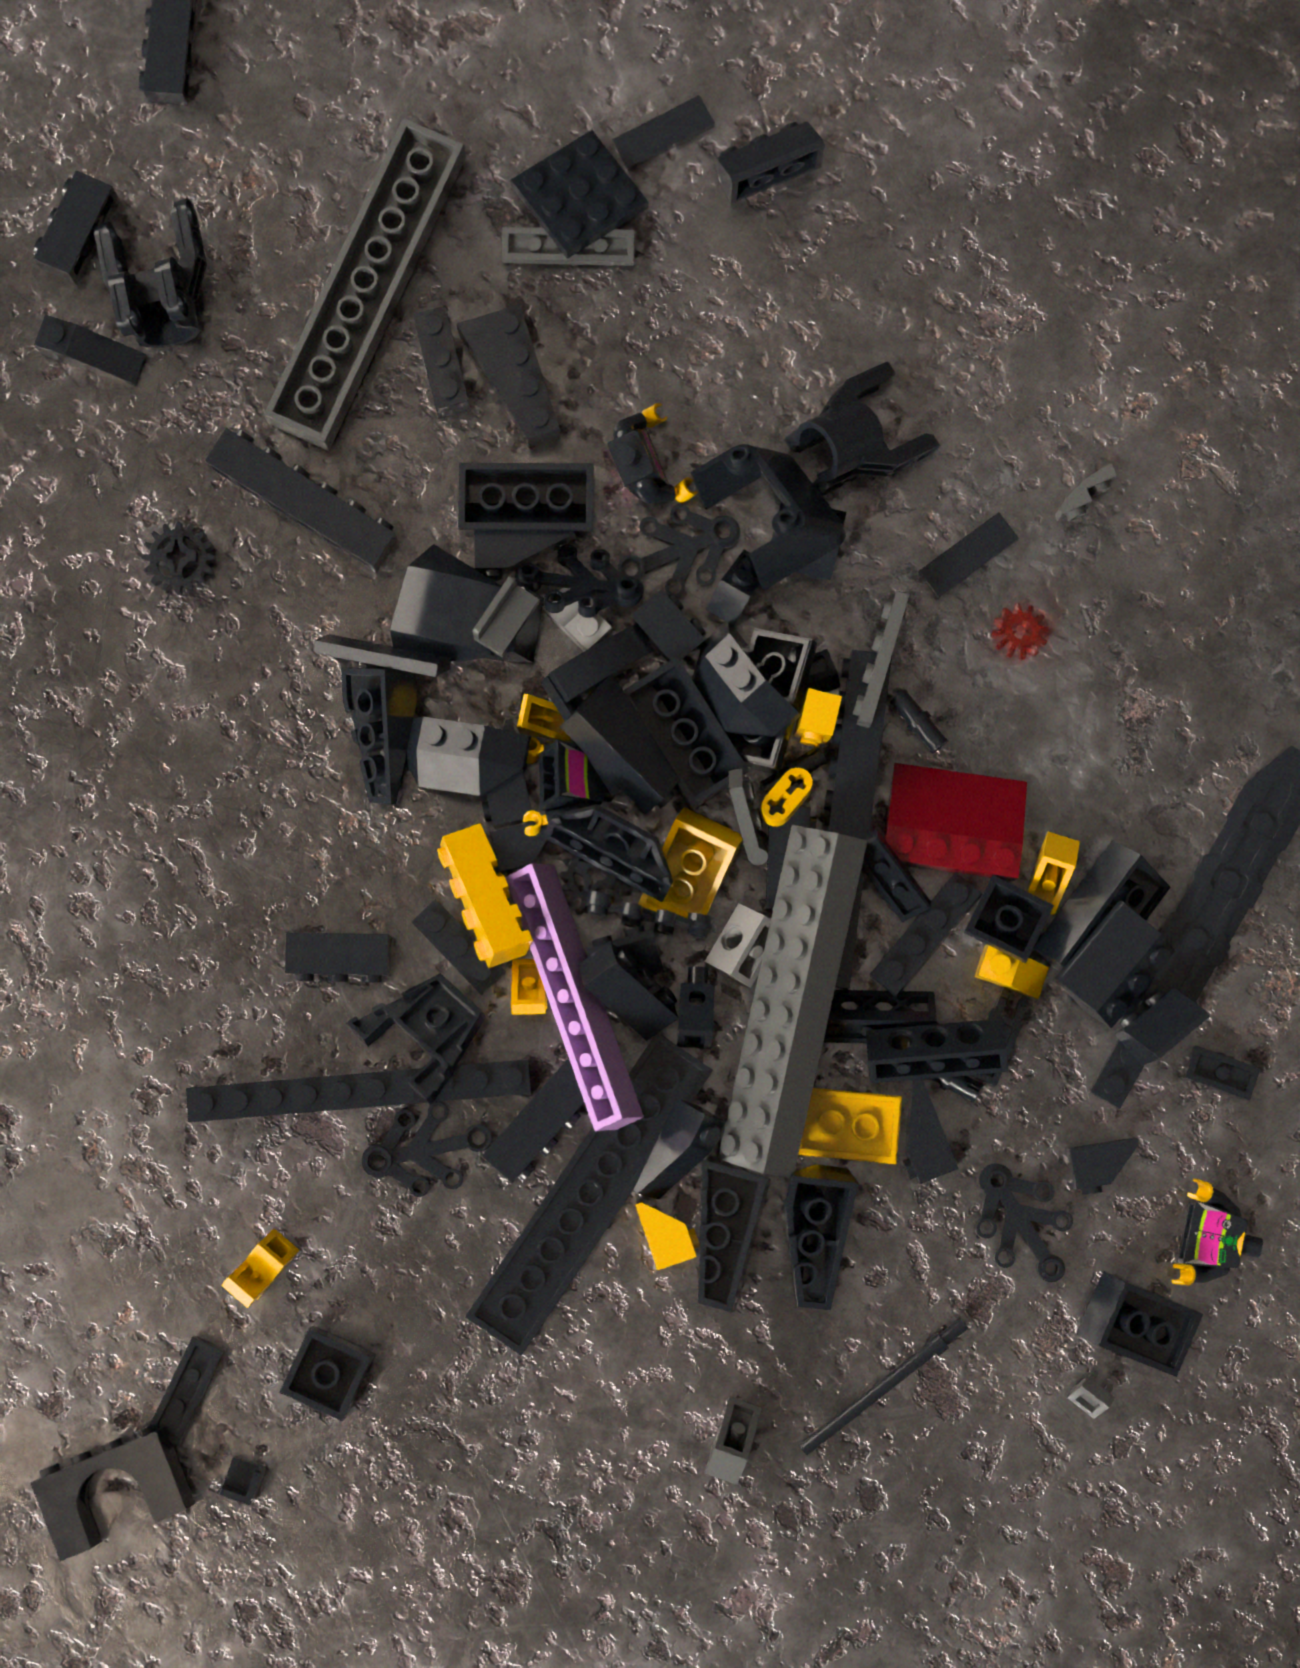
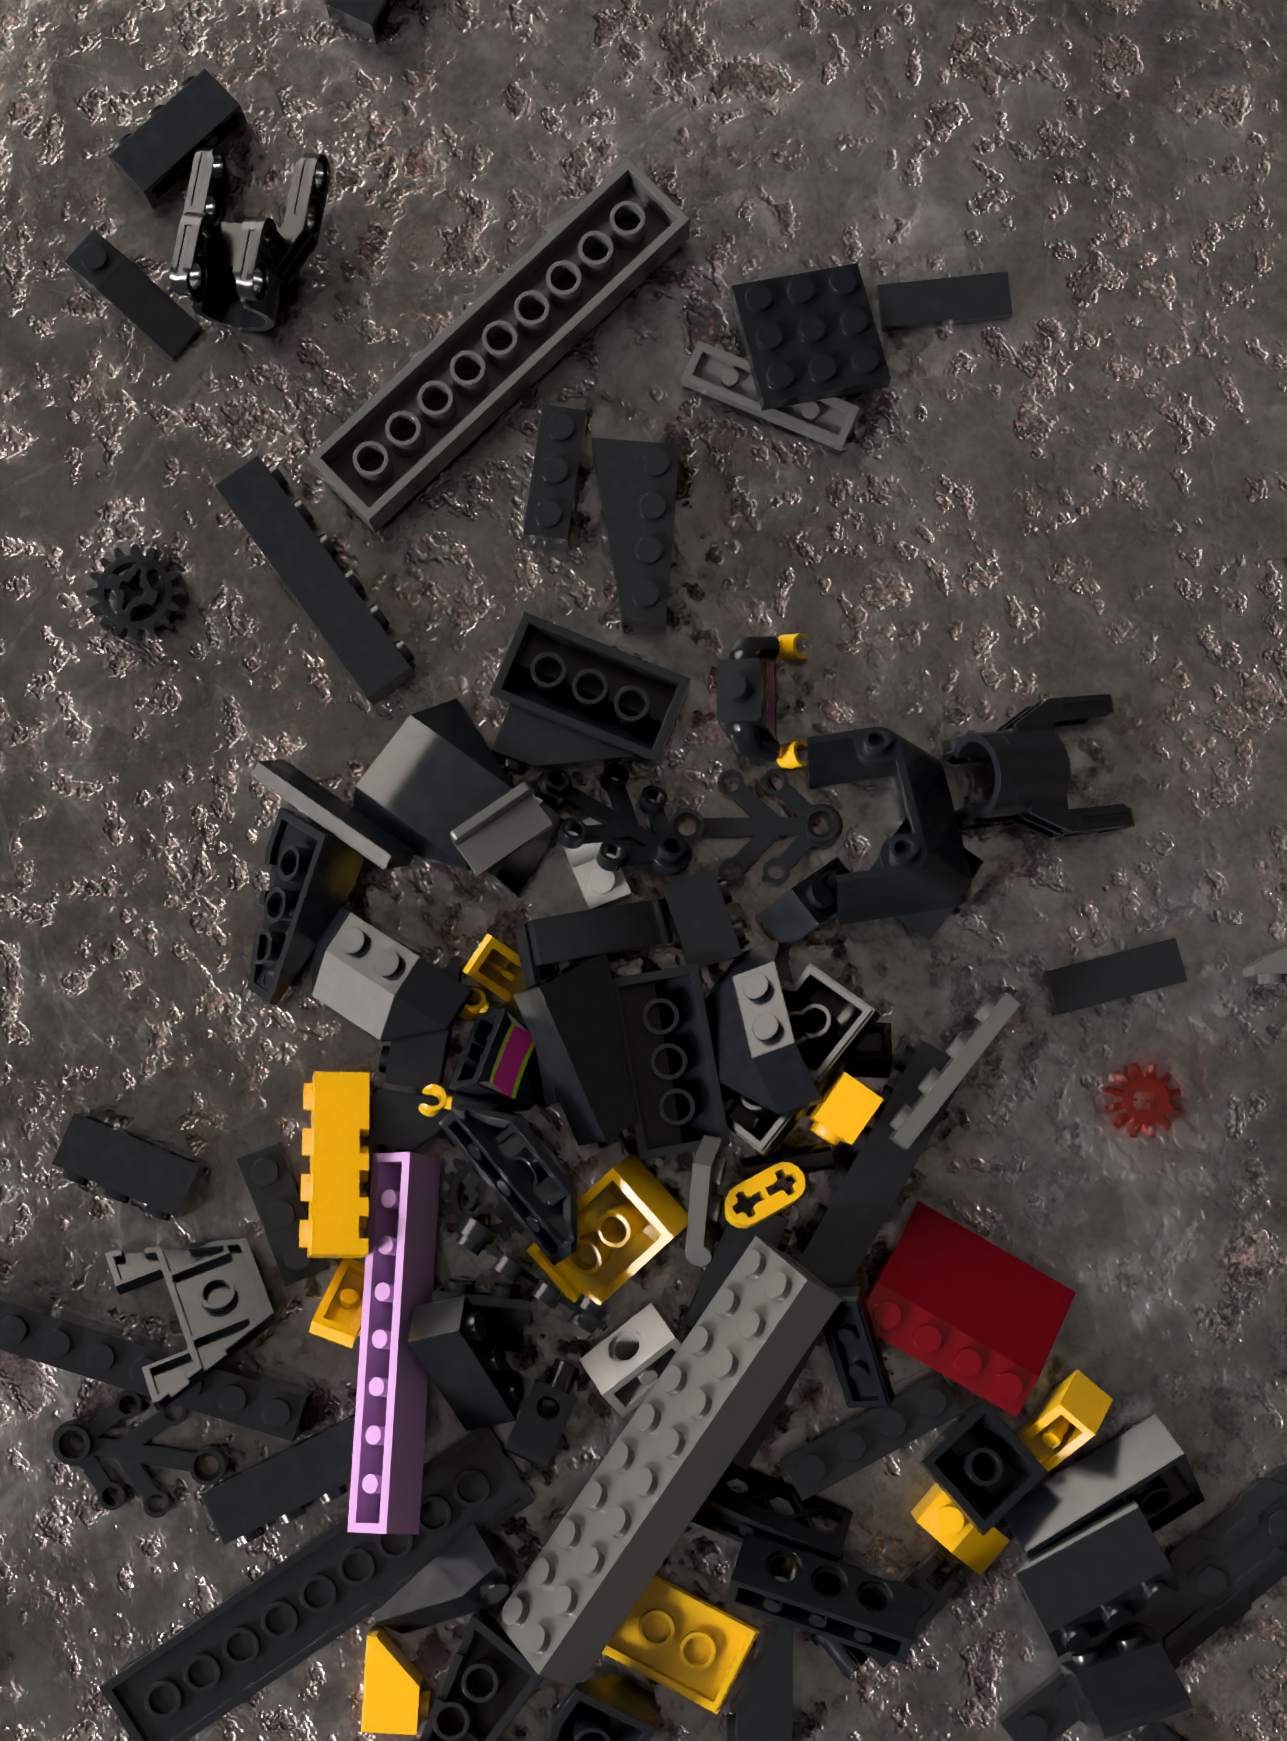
camera: 25 degrees right, 0 degrees up
(769, 160) = (1062, 386): black slope -> none
(918, 721) = (969, 1162): black pin -> none

